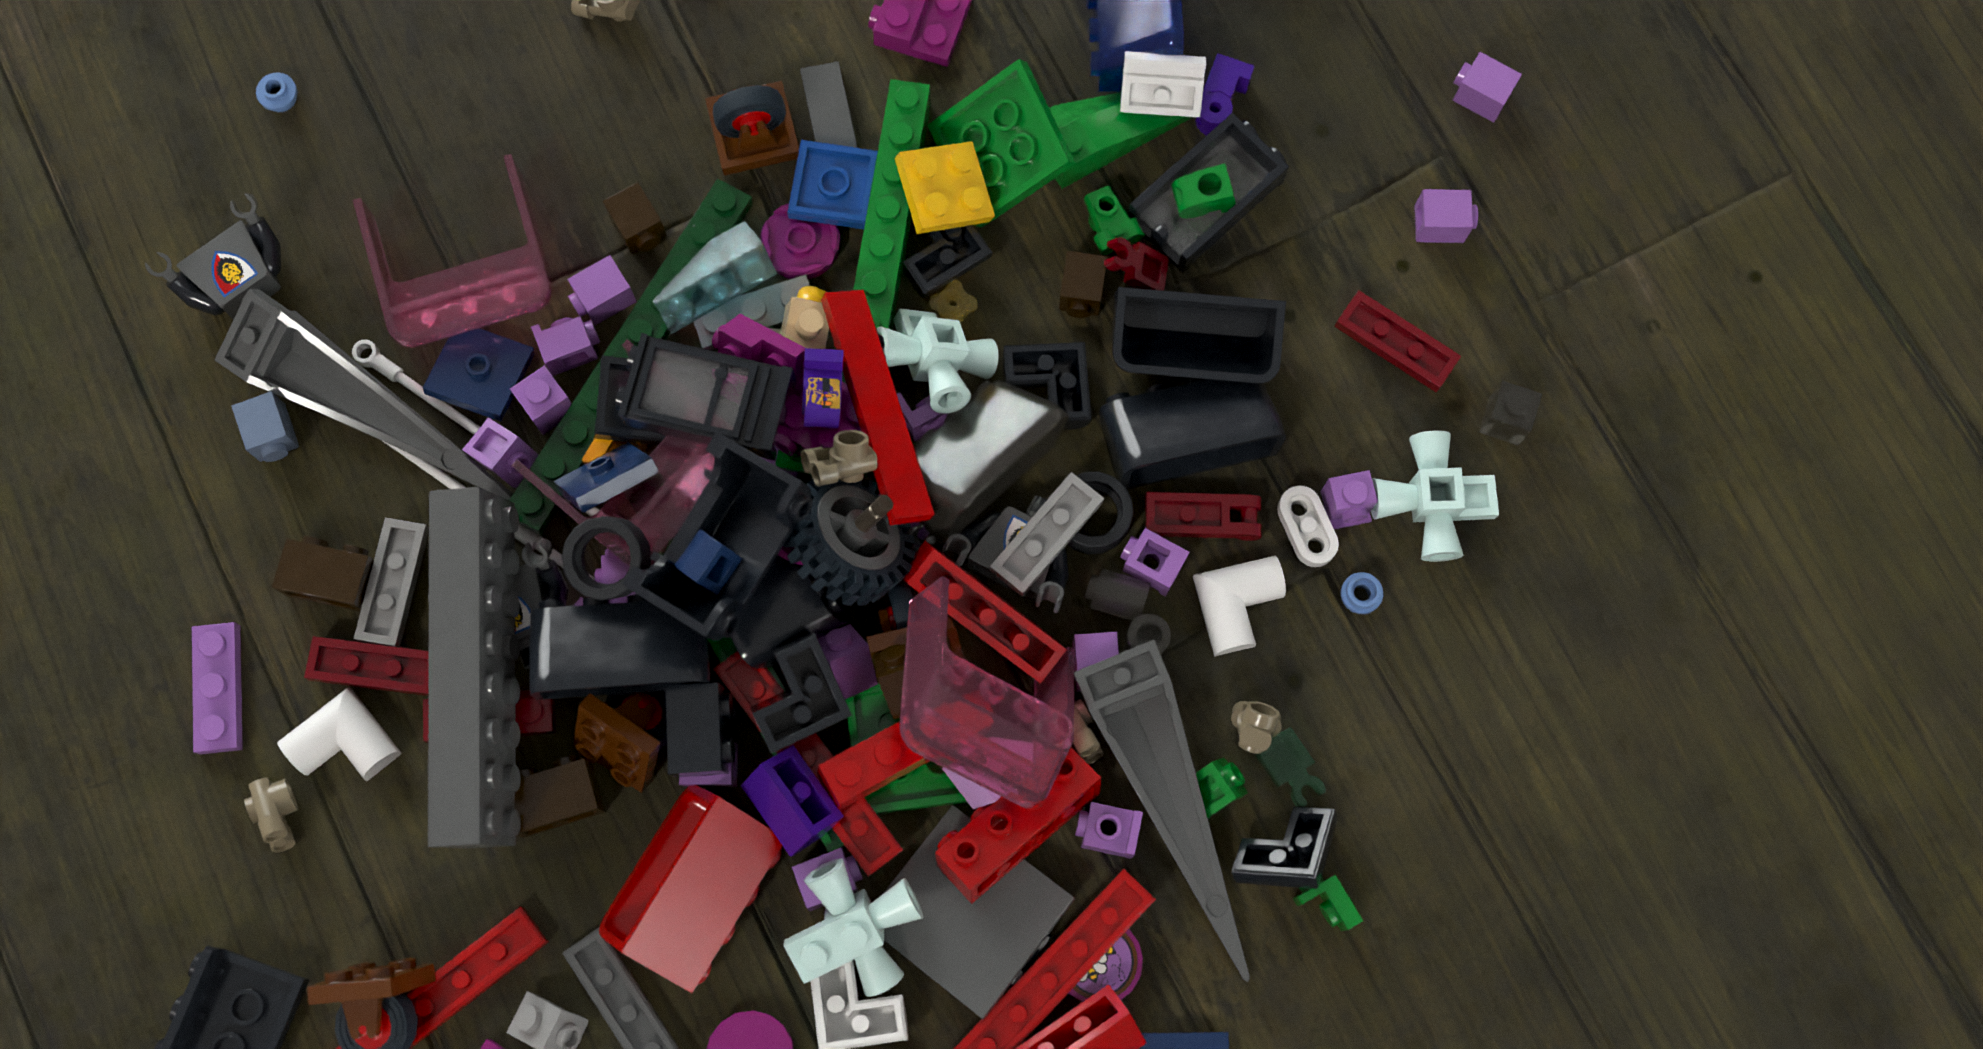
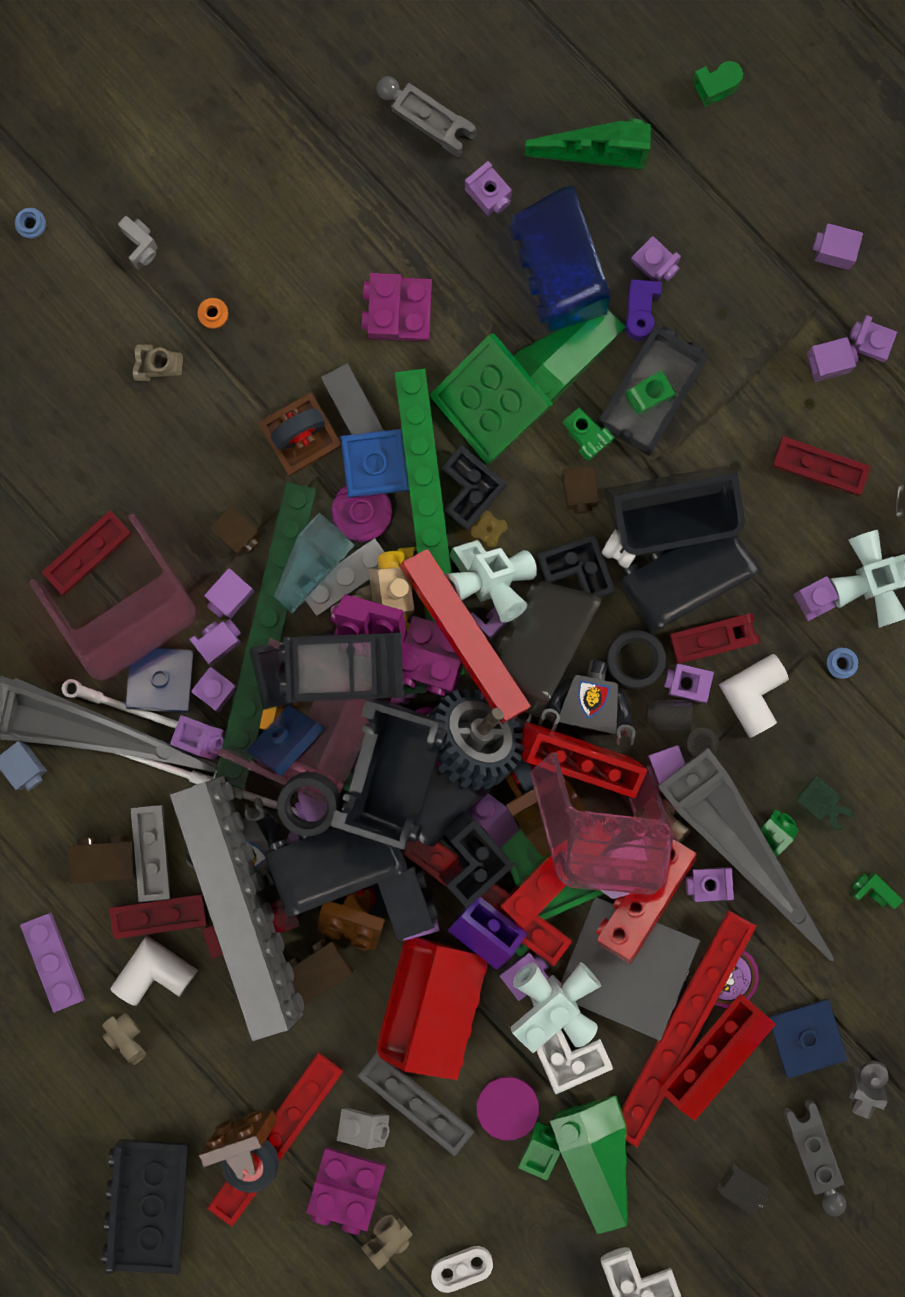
camera: 10 degrees left, 10 degrees up
(442, 195) = (87, 553): none -> dark red plate
(708, 562) = (383, 789): dark blue brick -> none
(822, 387) = (423, 638): dark purple leg -> none
(844, 461) = (456, 688): dark tan plate -> none
(944, 187) = (460, 447): yellow plate -> none
(1046, 534) = (610, 690): light grey plate -> none
(1104, 368) = (613, 548): none -> white wheel
(1142, 265) = (620, 463): dark red plate -> none
(1162, 84) = (599, 321): white plate -> none
(1256, 45) = (656, 261): none -> medium lavender bracket
(1256, 725) = (793, 783): dark tan plate -> none
(1293, 861) = (845, 872): black brick -> none
(1309, 527) = (794, 623): white plate -> none
(1502, 208) = (872, 339): none -> medium lavender bracket

